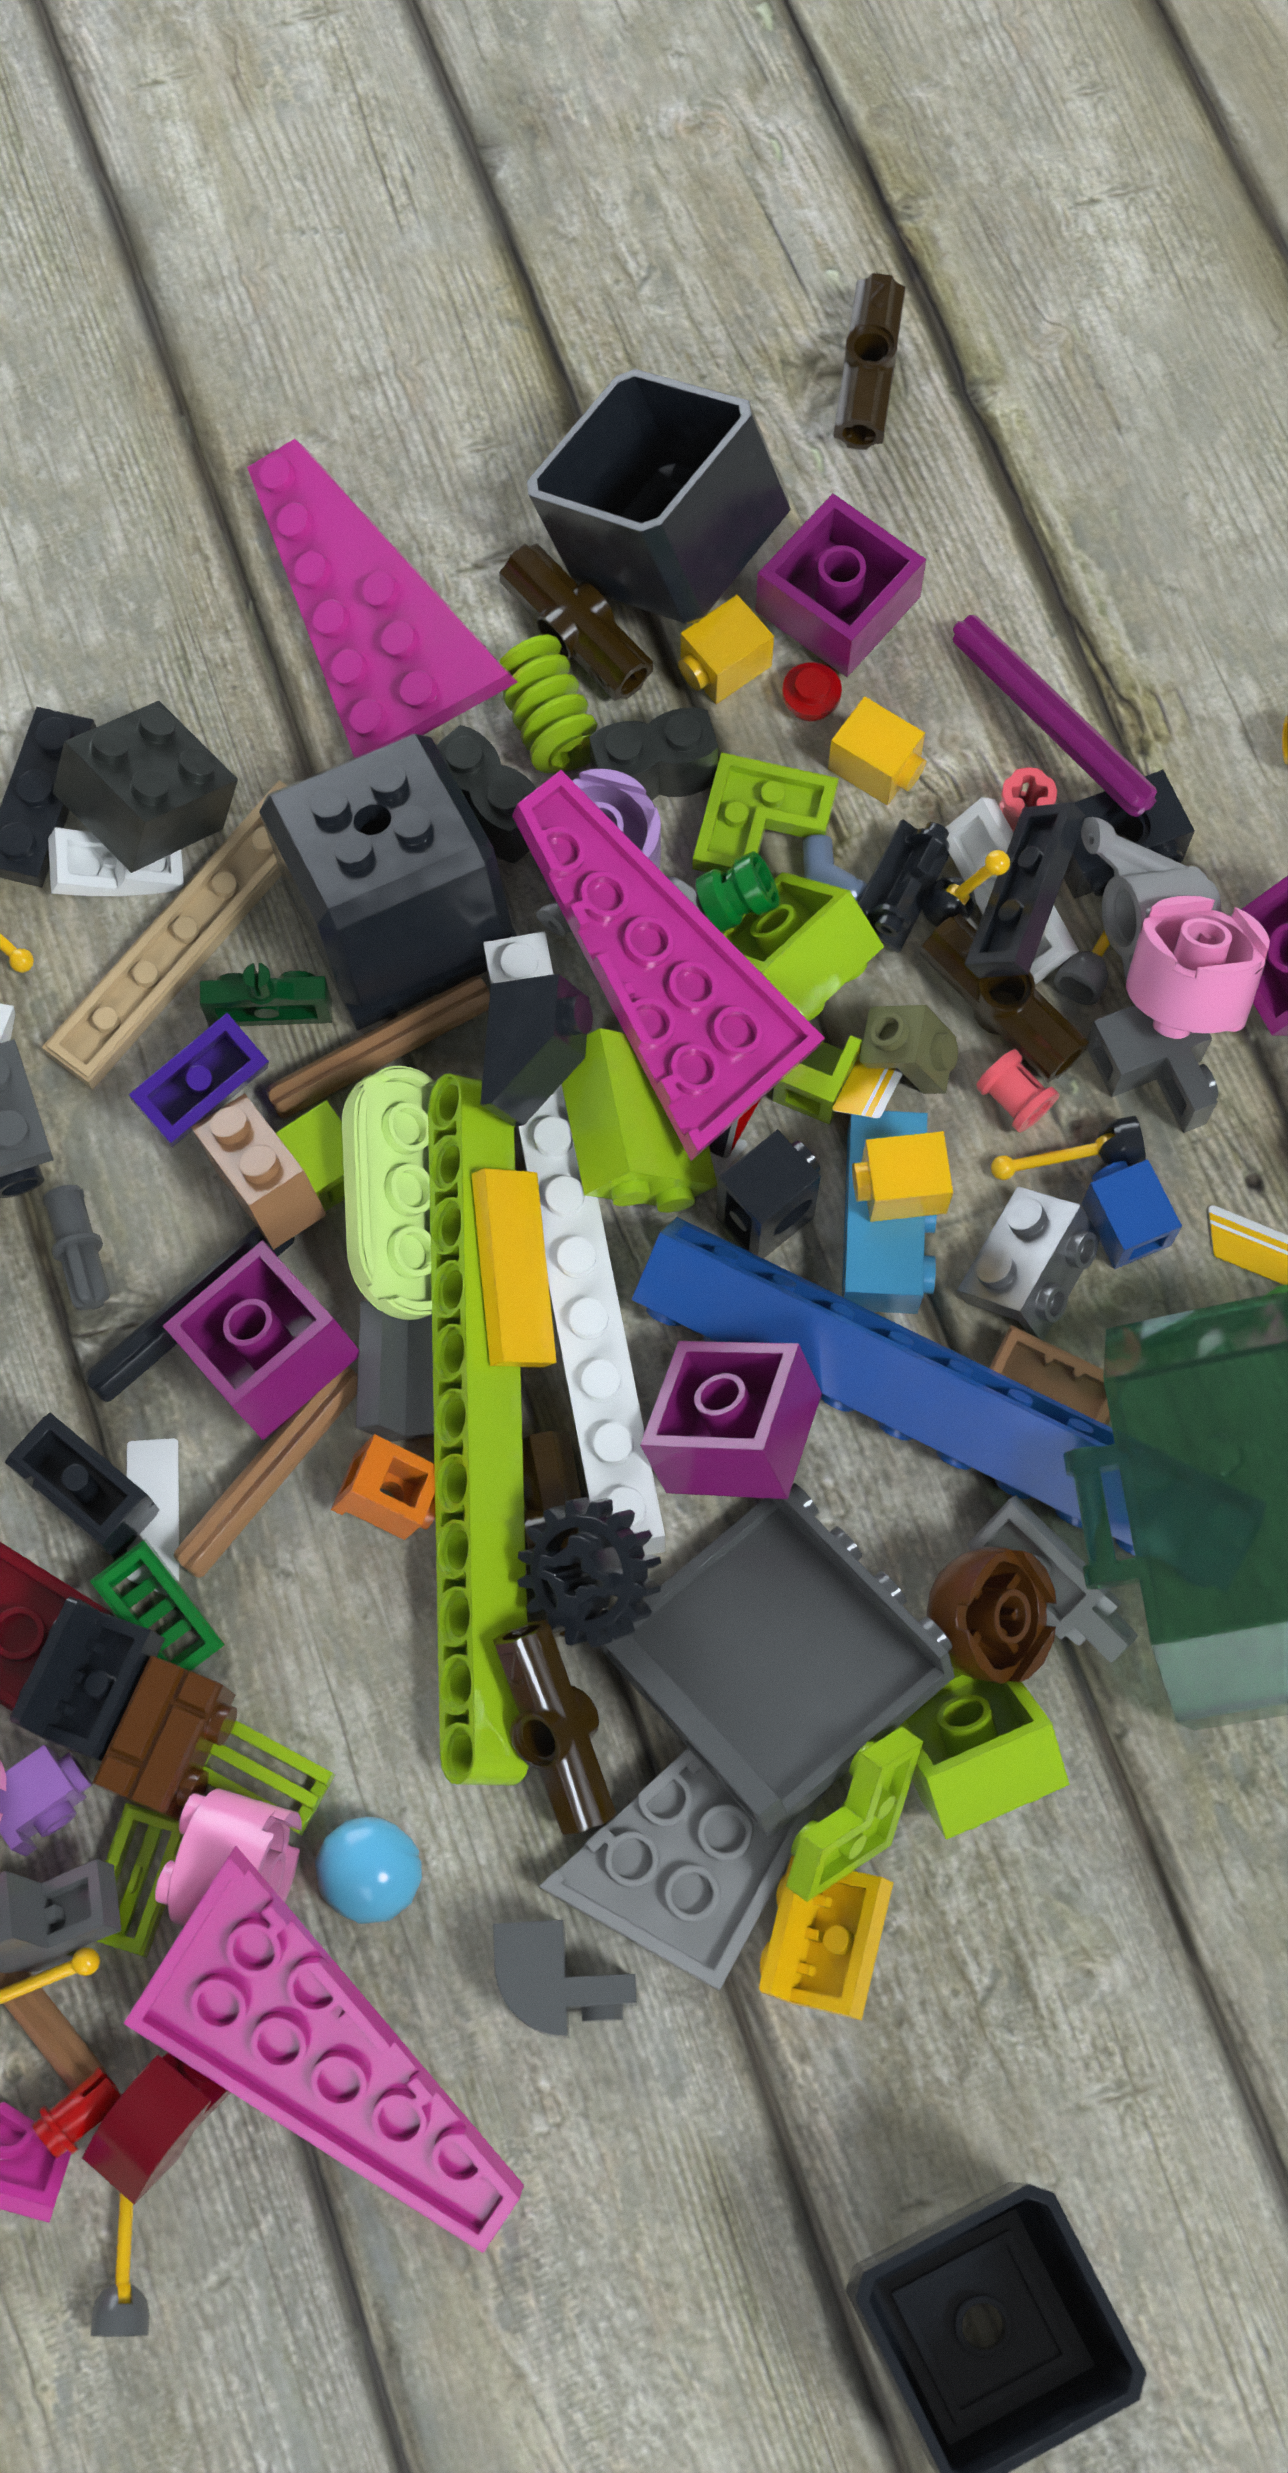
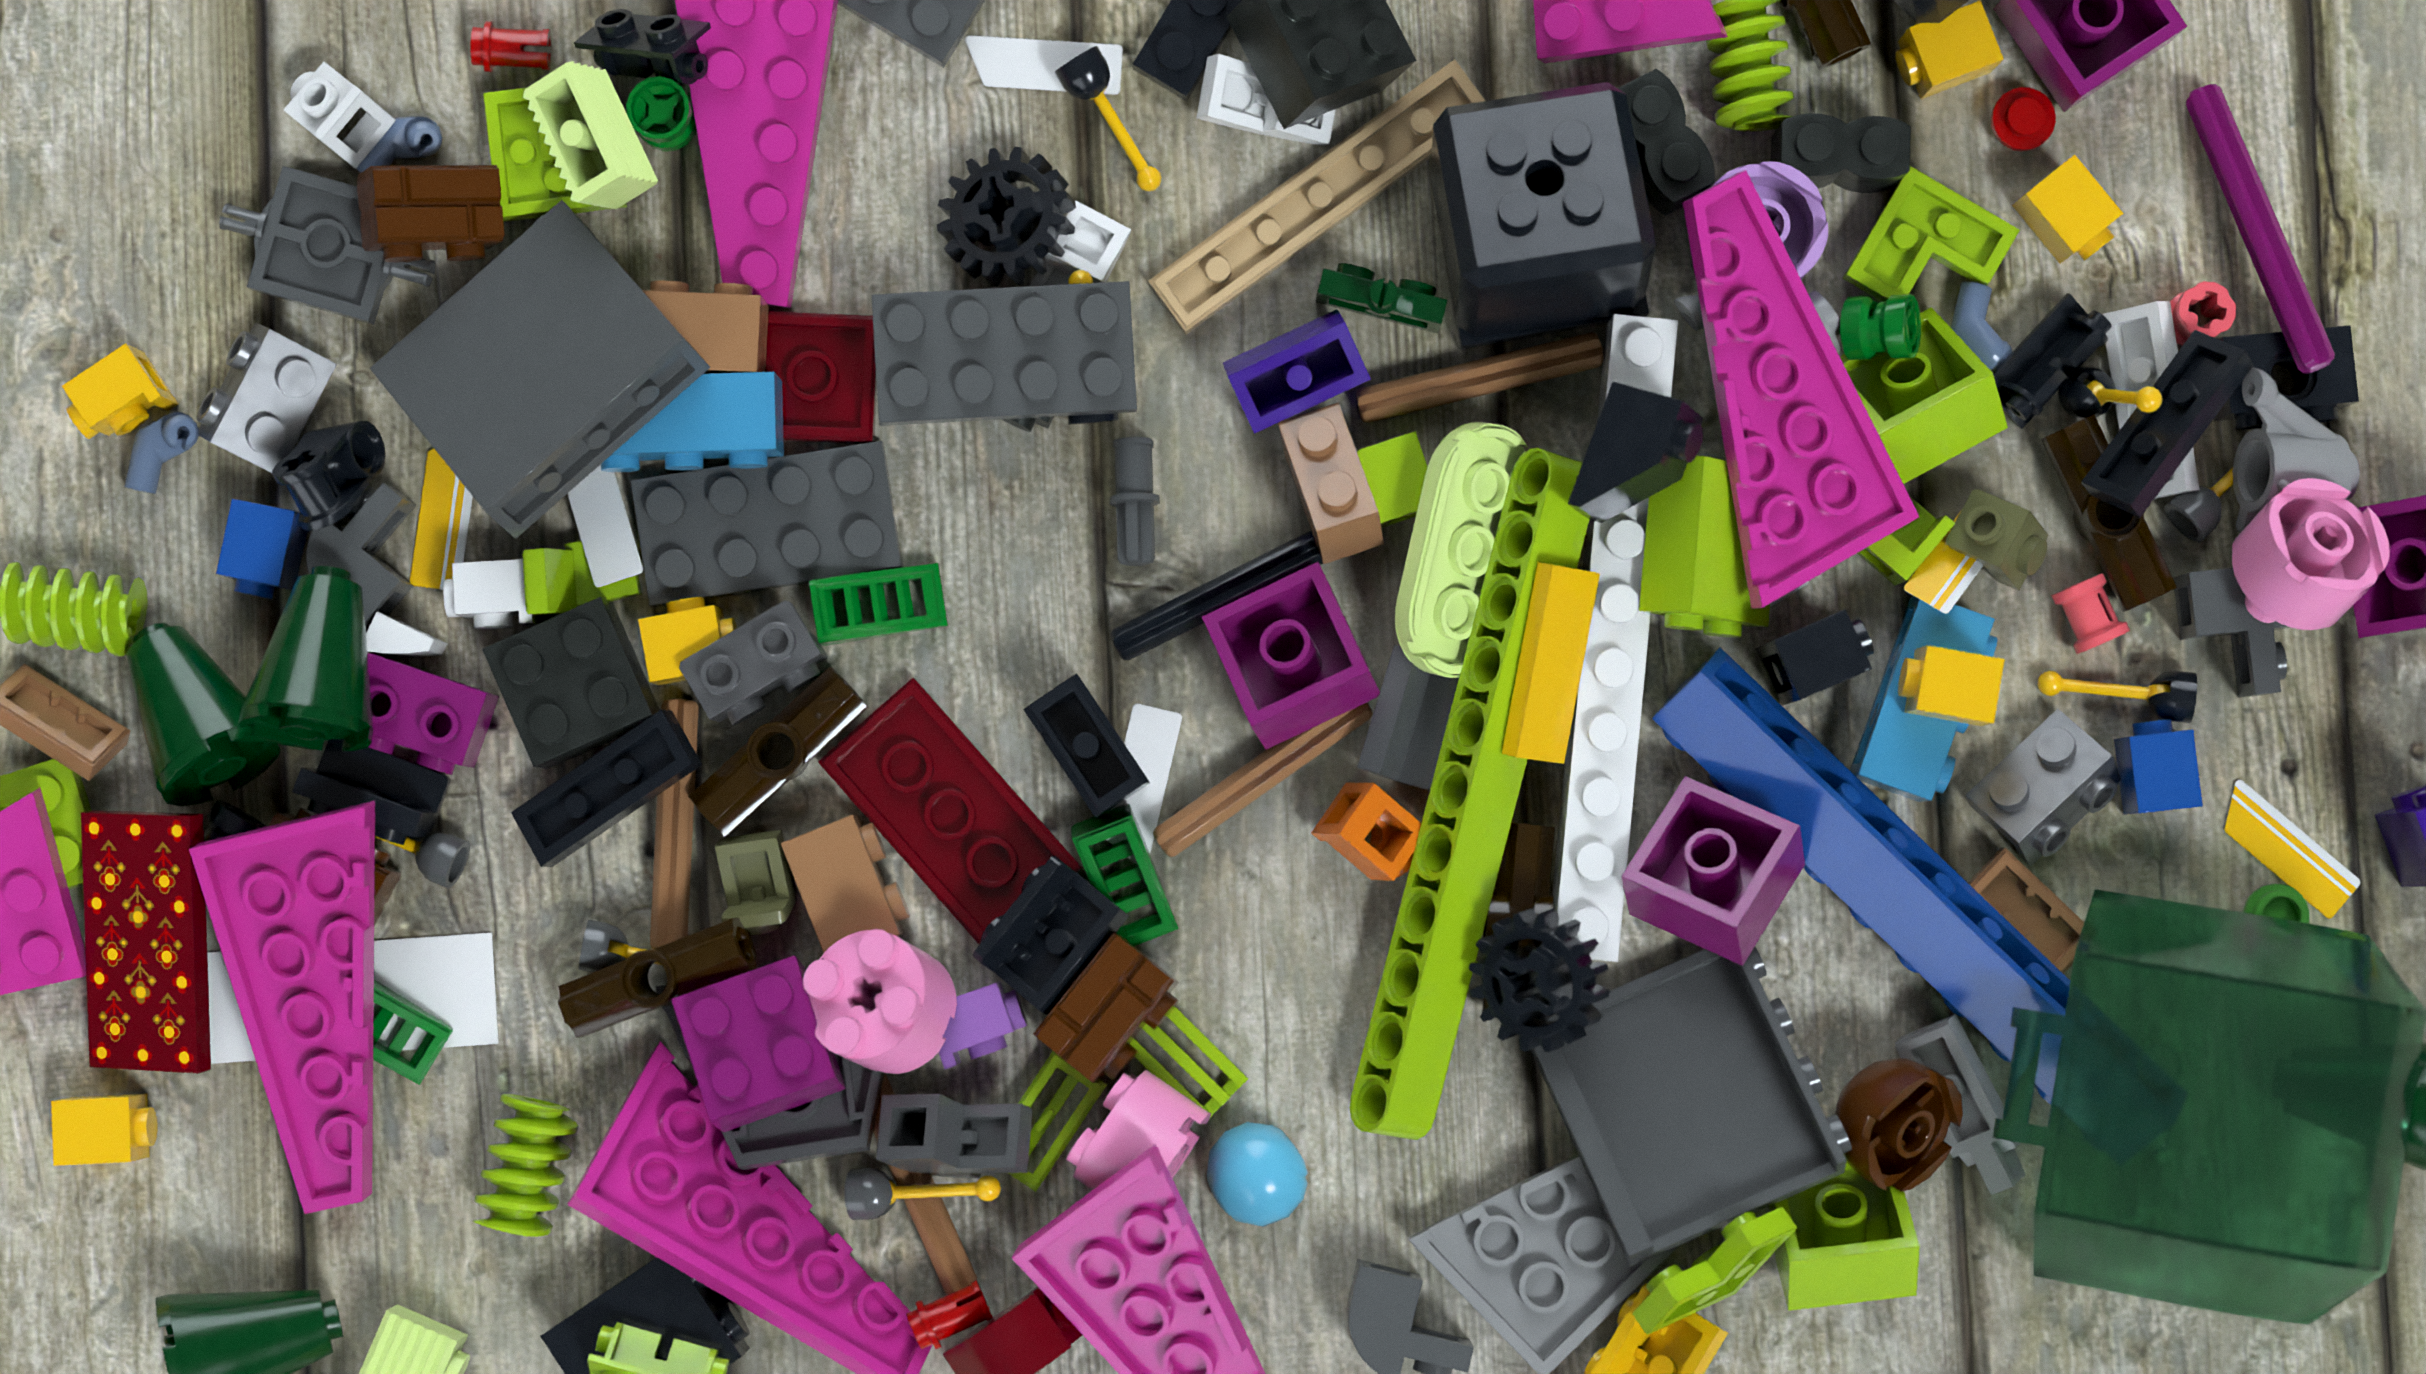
camera: 20 degrees right, 15 degrees up
(554, 1727) = (1464, 1105): dark brown piece -> none

